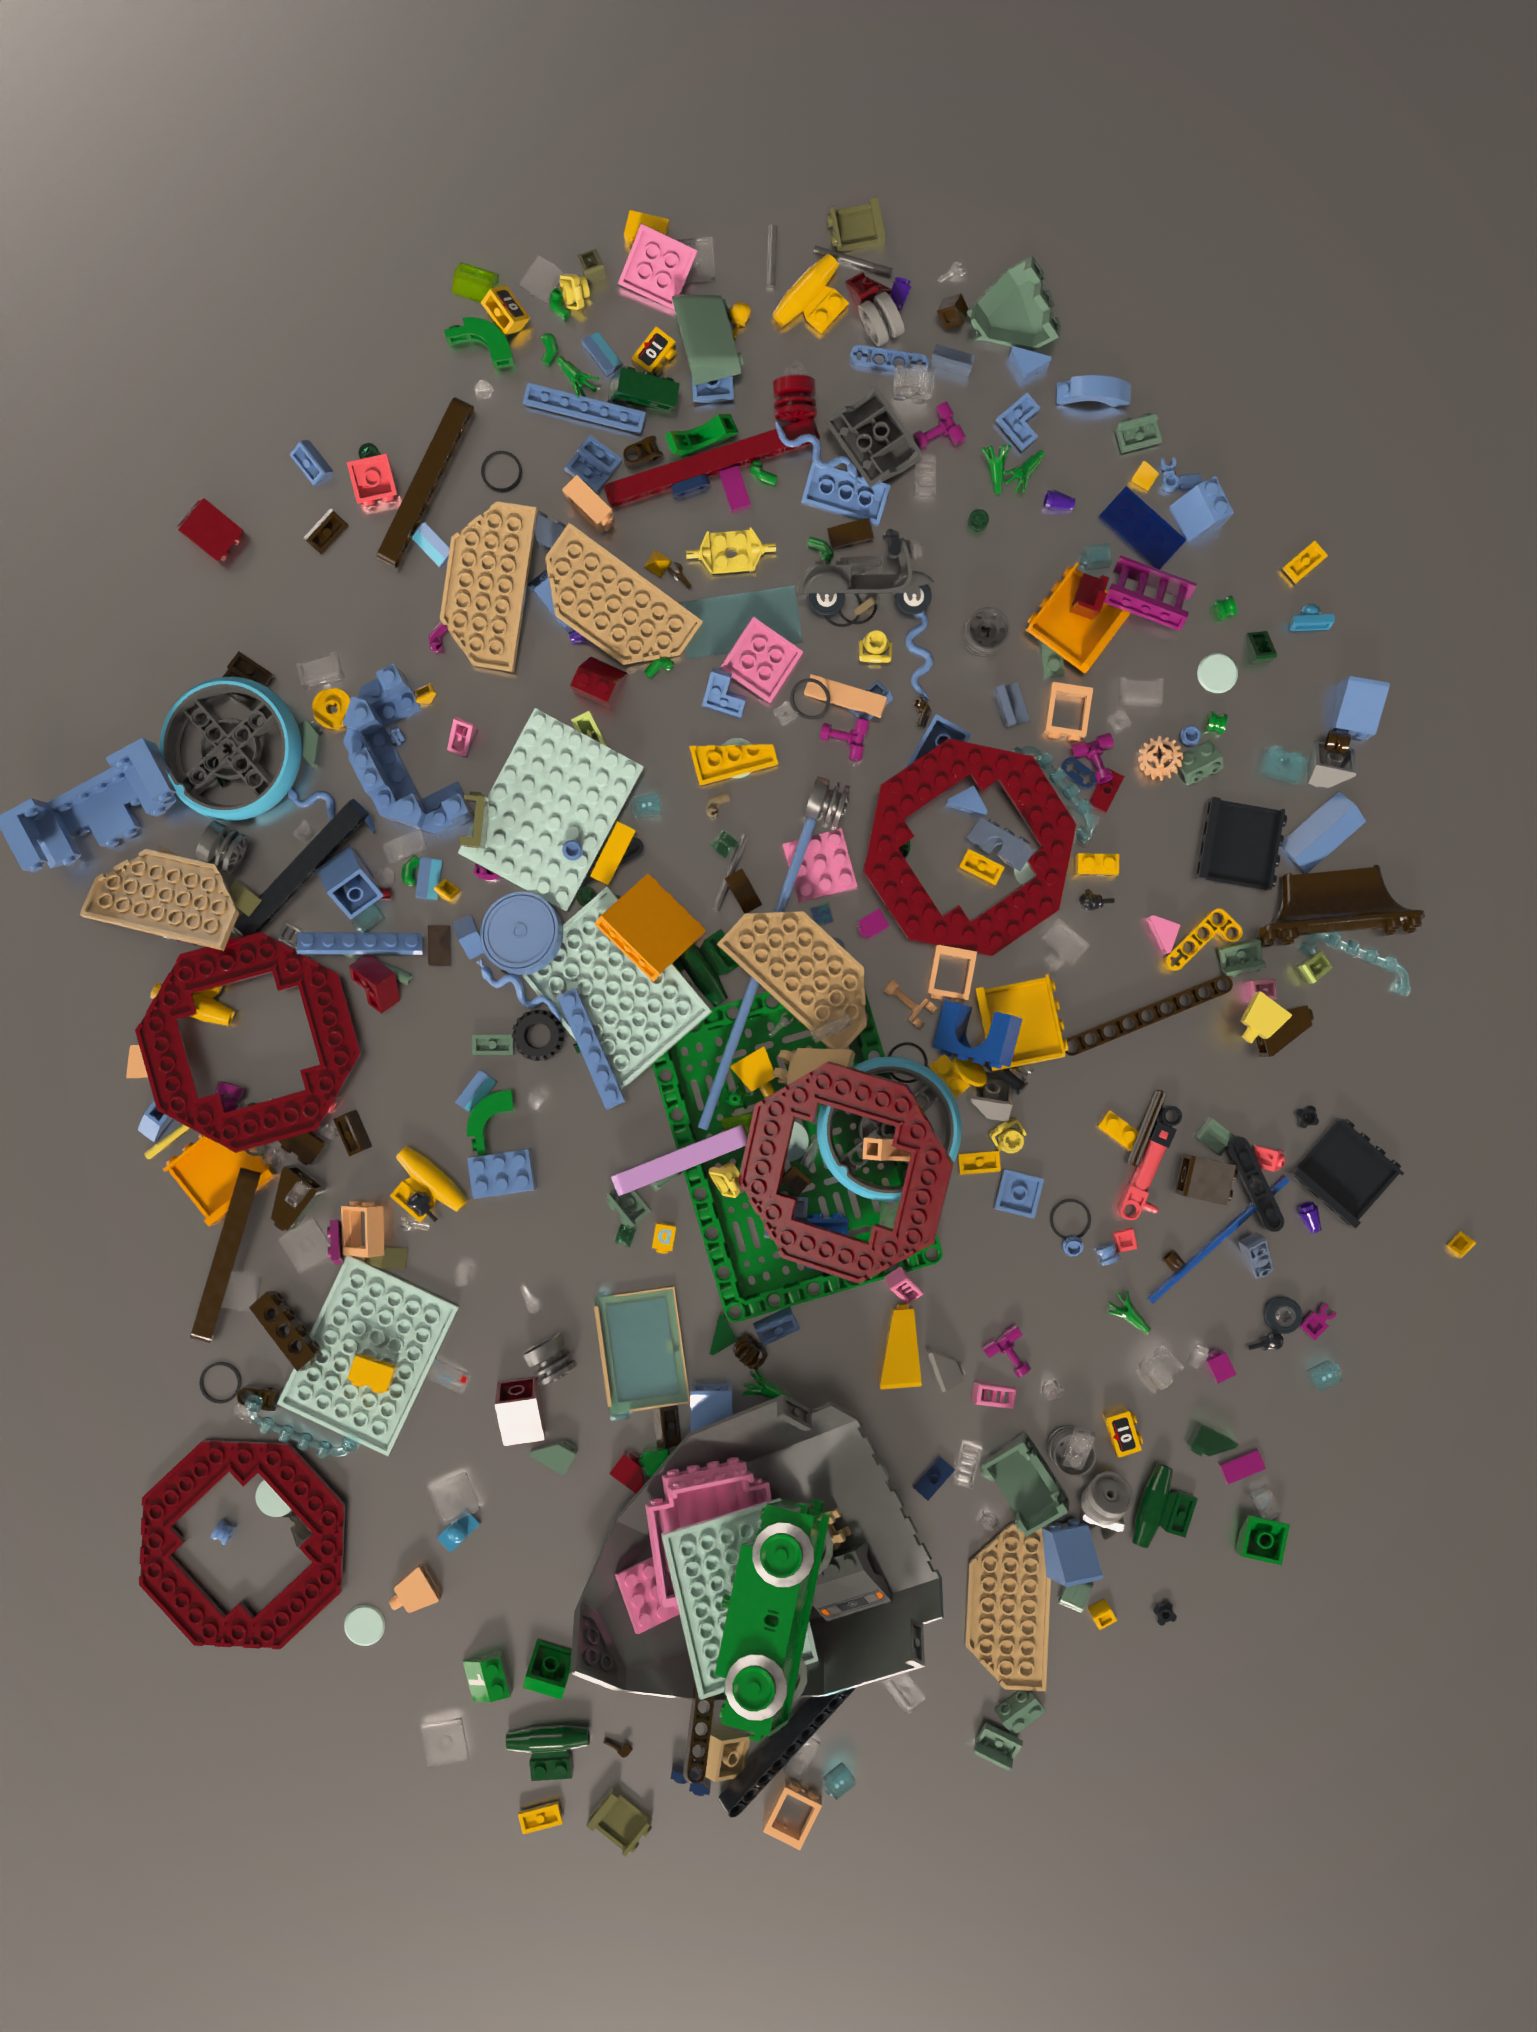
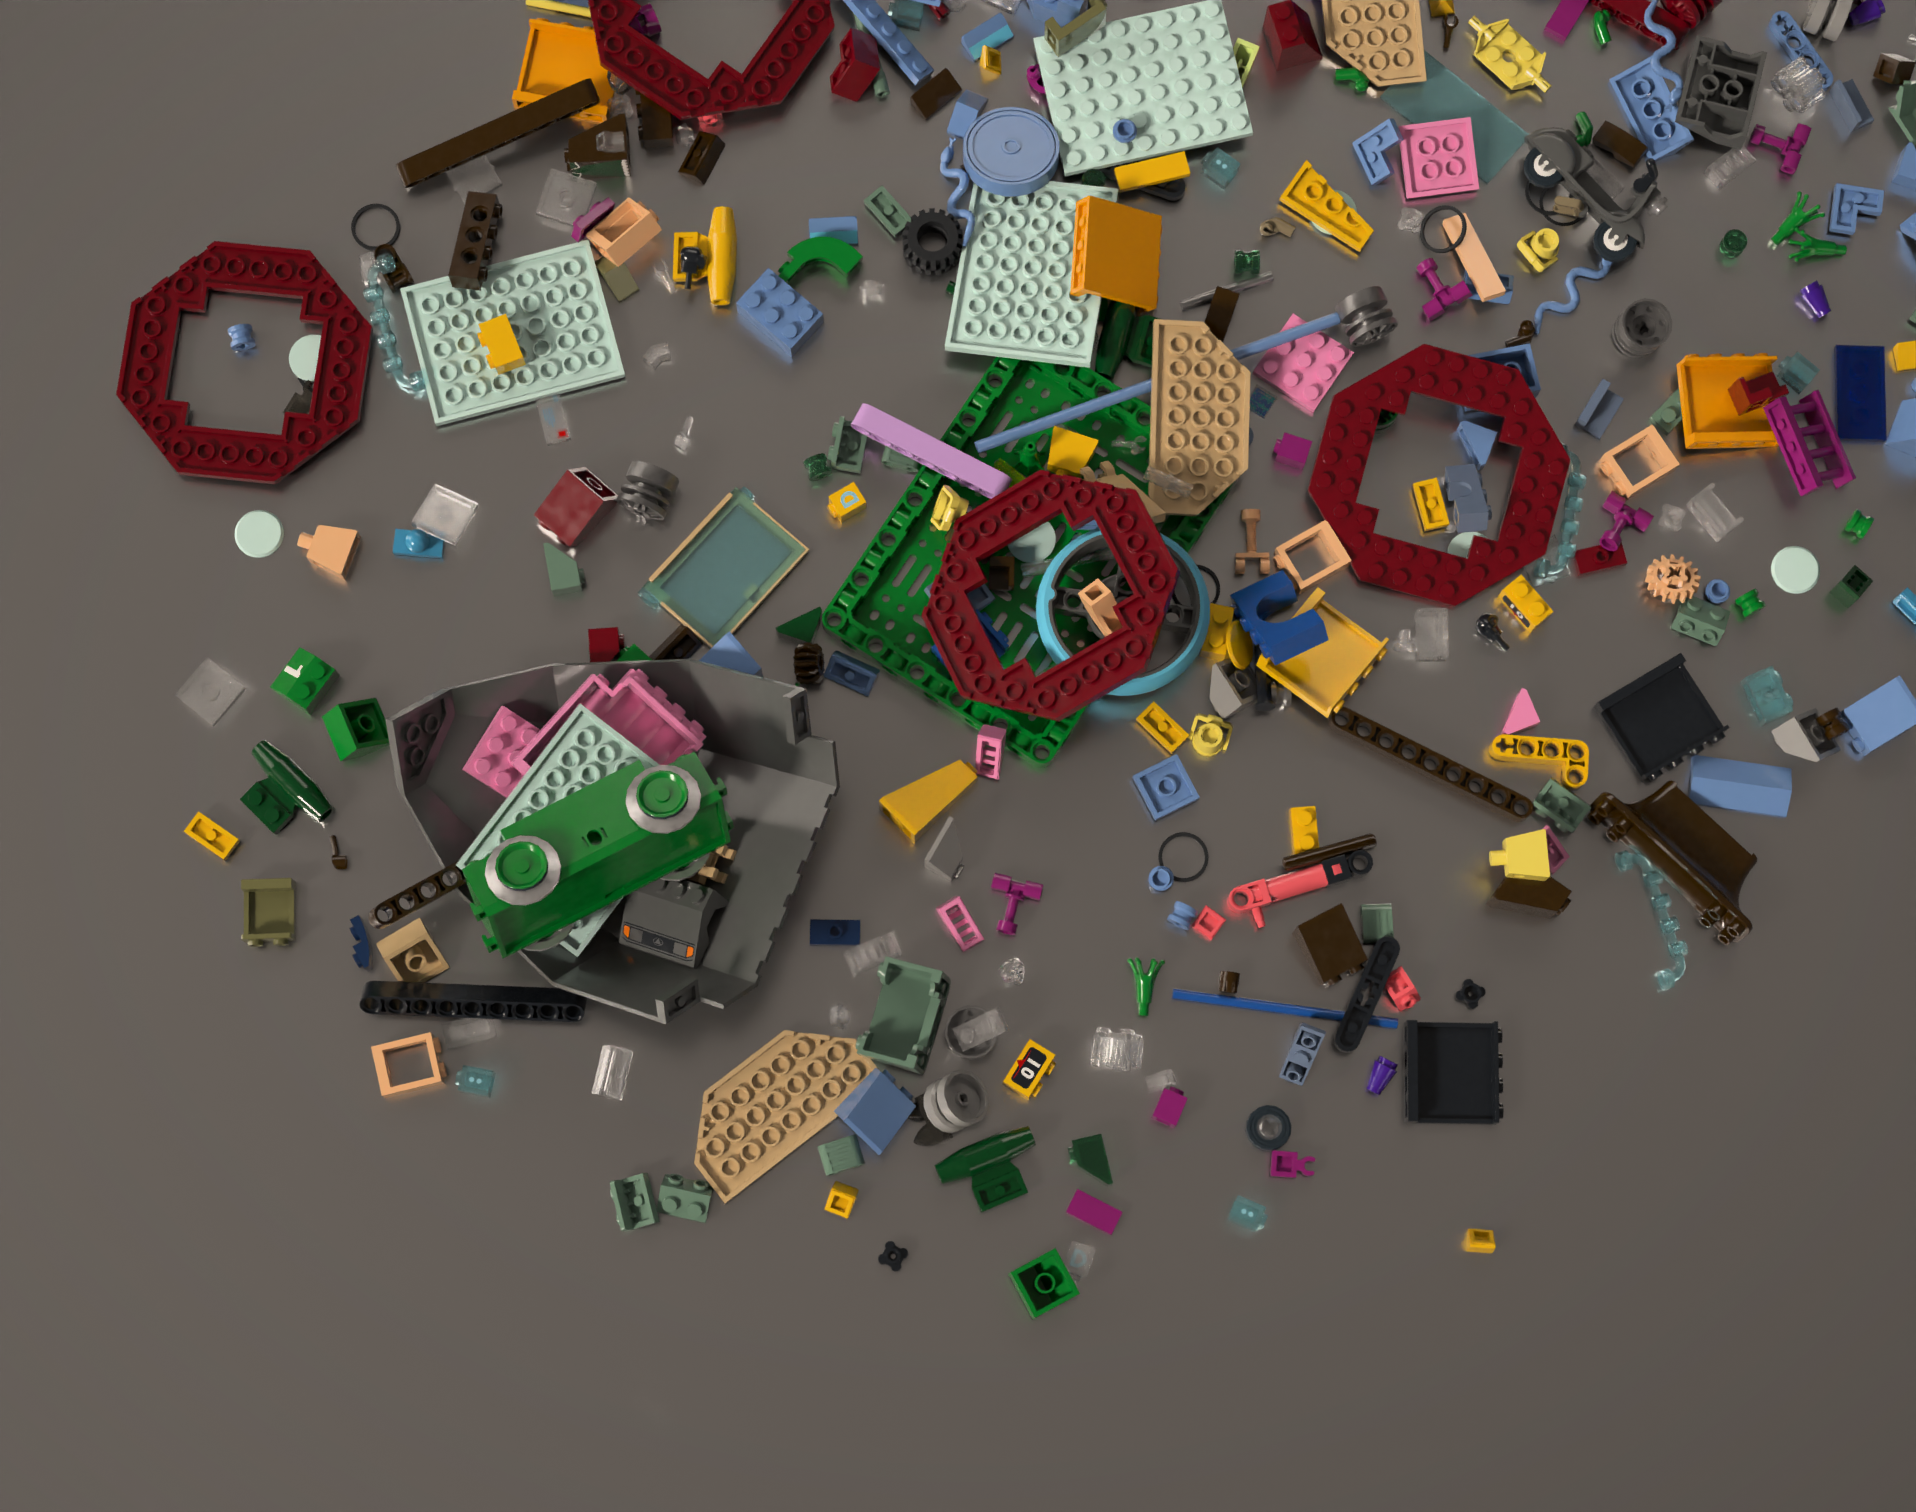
camera: 45 degrees right, 10 degrees down
(407, 870) = (978, 13): green arm -> none
(591, 1049) = (962, 292): medium blue plate -> none
(1081, 768) = (1598, 520): dark blue beam -> none
(1272, 1342) = (1233, 1138): black piece -> none
(1314, 968) = (1611, 881): yellowish green slope -> none

